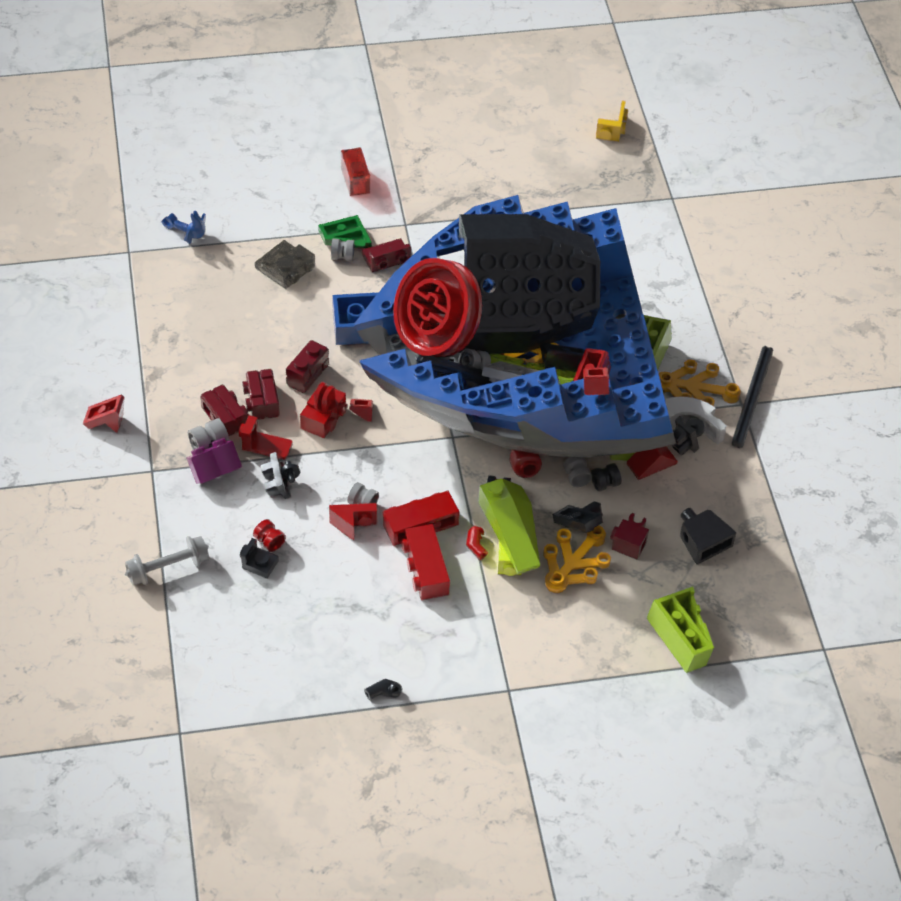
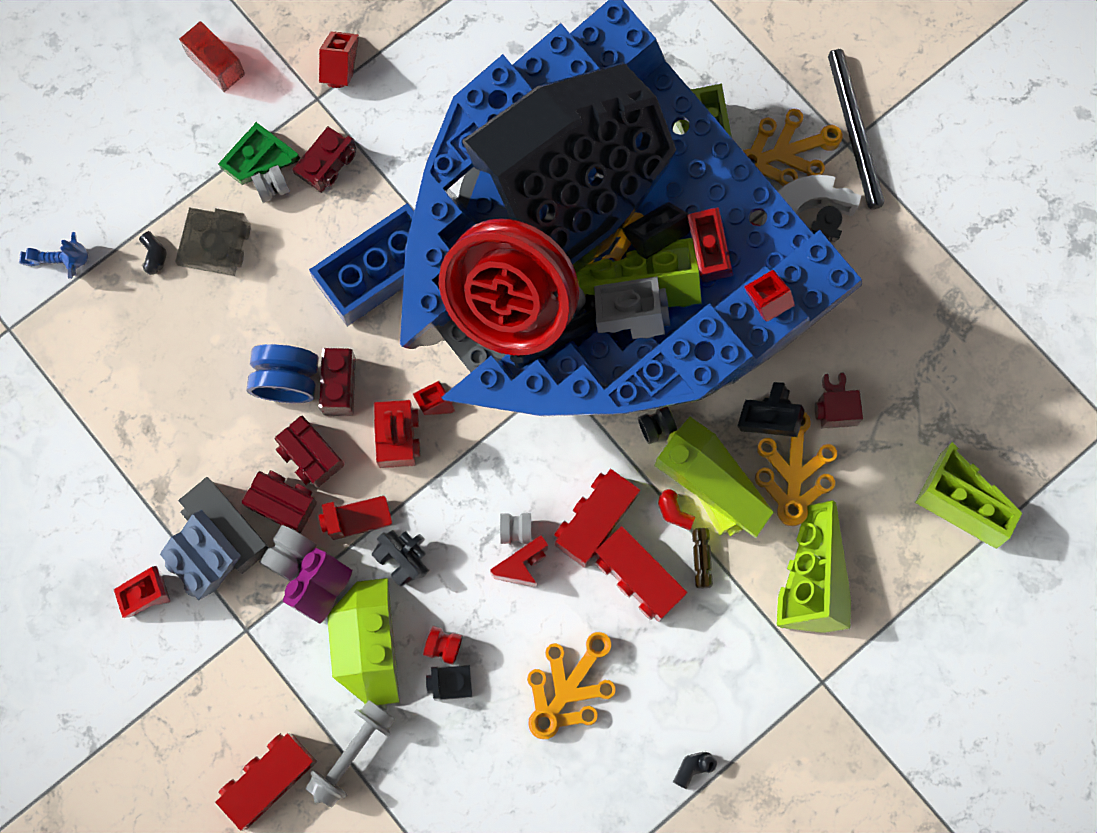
camera: 30 degrees left, 25 degrees up
(102, 549) = (265, 780): none -> red brick
(154, 410) = (200, 556): none -> sand blue plate
(179, 404) = (227, 519): none -> dark grey brick
(220, 511) = (364, 643): none -> lime wedge
(244, 254) = (156, 253): none -> black arm
(276, 341) = (282, 373): none -> blue wheel
(334, 603) = (567, 690): none -> light orange plant
(432, 207) = (337, 59): none -> red slope
(475, 577) = (702, 558): none -> dark brown axle
(548, 625) = (818, 584): none -> lime wedge
(705, 534) = (914, 354): black torso -> none

